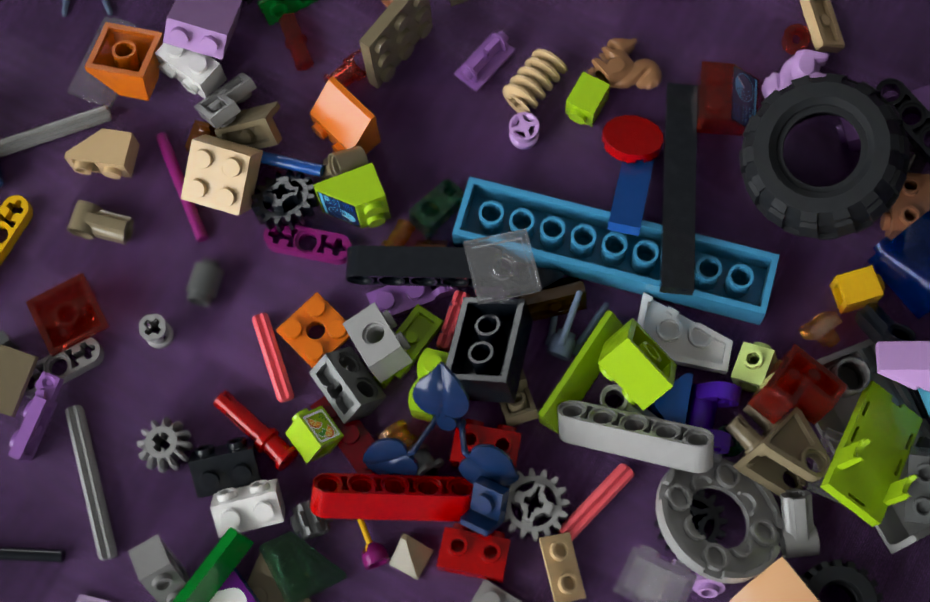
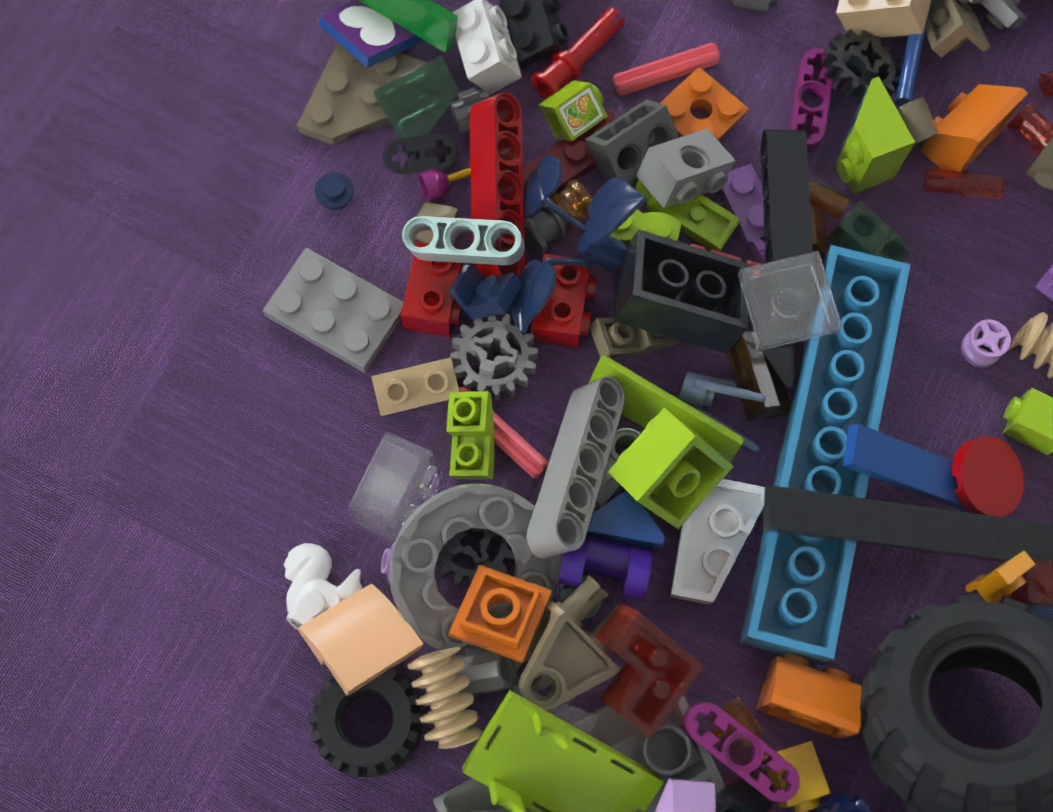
camera: 80 degrees right, 0 degrees up
(345, 566) = (418, 145): none -> black beam
(389, 133) = (964, 183): none -> clear red axle
(458, 507) = (446, 231): none -> light aqua beam
(602, 523) = (472, 433): none -> lime slope
(713, 135) = (1003, 579): none -> light orange plate
(753, 365) = (683, 623): yellowish green brick -> none
(762, 516) = (503, 636): none -> orange piece
(802, 274) = (810, 697): none -> orange slope
(824, 538) = (445, 699): none -> tan piece
(837, 327) = (773, 762): none -> magenta beam

